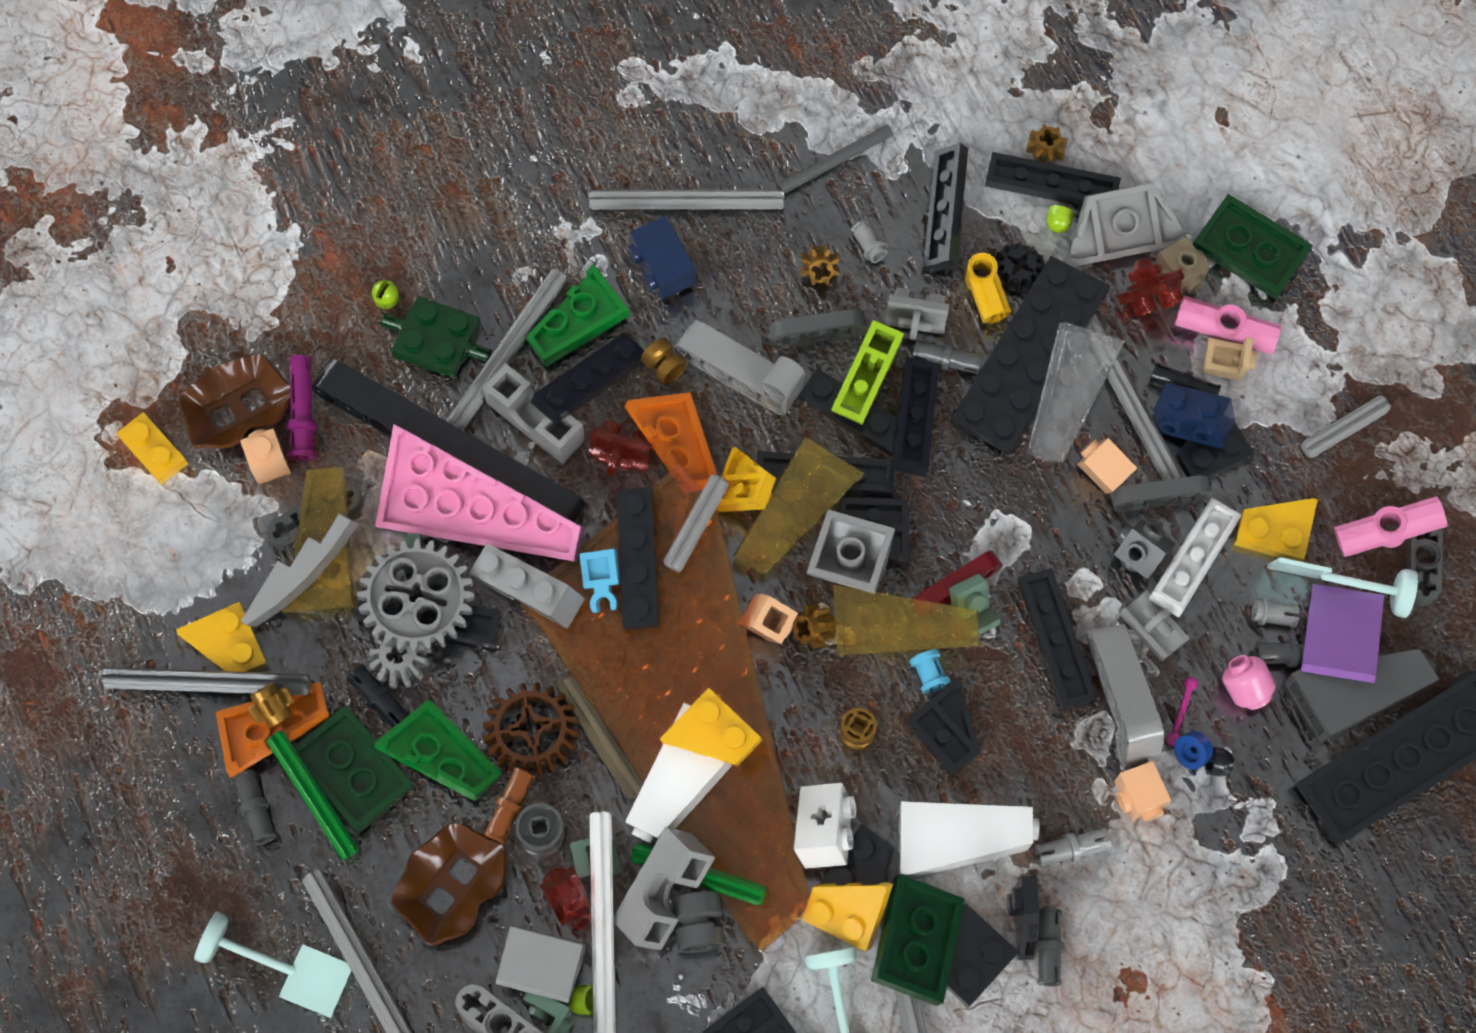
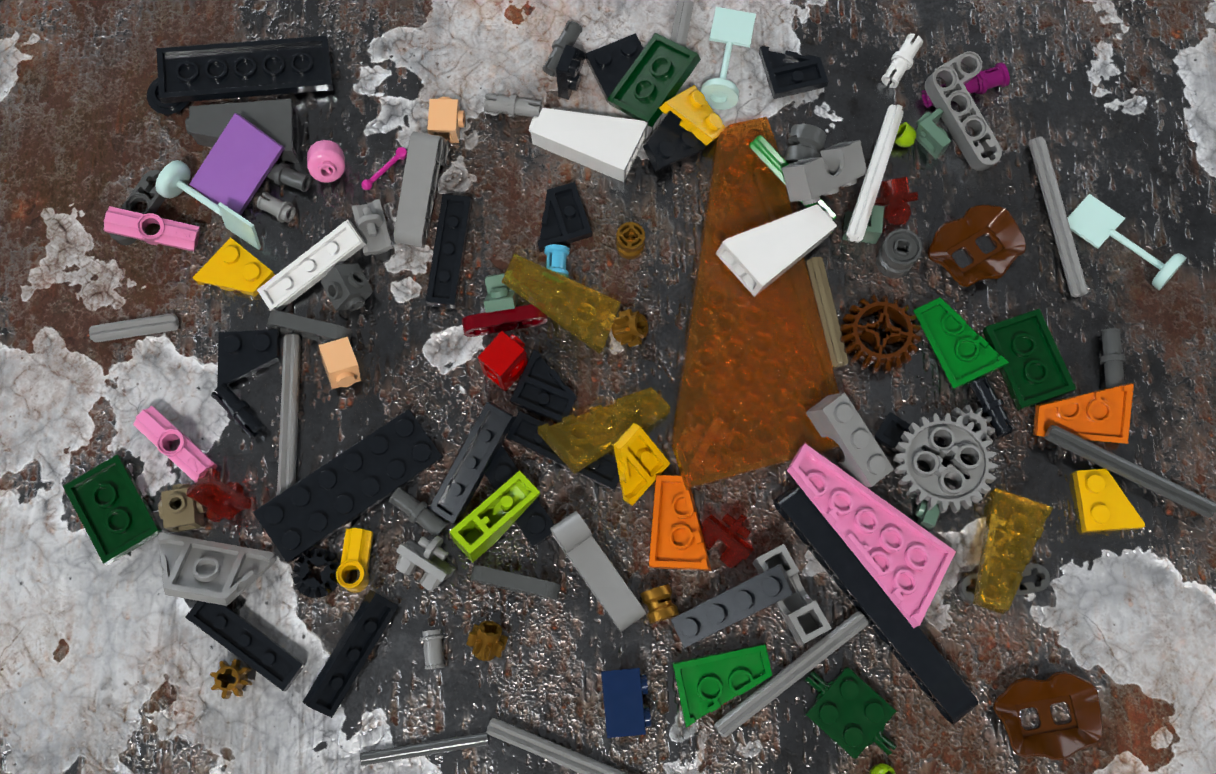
camera: 155 degrees left, 5 degrees up
(152, 448) = (1131, 705): yellow plate -> none
(265, 455) = (1035, 652): light nougat brick -> none
(271, 704) = (1087, 419): pearl gold gear -> none
(289, 581) = (1039, 522): light grey slope -> none
(301, 425) = (996, 669): magenta pin -> none
(312, 795) = (1067, 346): green axle -> none
(509, 805) = (919, 275): dark orange pin -> none
(540, 963) = (927, 163): light grey slope -> none
(600, 572) = (786, 421): medium azure plate -> none
(638, 559) = (751, 425): black plate -> none
(696, 523) = (695, 428): light grey axle -> none
(712, 731) = (750, 252): yellow wing -> none
(769, 618) = (664, 343): light nougat brick -> none
(824, 825) = (699, 165): white brick -> none
(851, 551) = (578, 366): light grey slope -> none
(933, 529) = (503, 360): none -> red brick
(1059, 218) = (259, 601): lime hinge -> none
(1073, 380) = (328, 442): clear wing -> none
(1193, 750) = (391, 134): blue tile -> none
(1194, 415) = (248, 372): dark blue brick -> none
(1219, 763) = (379, 122): black hinge -> none
(1229, 358) = (190, 416): tan bracket -> none

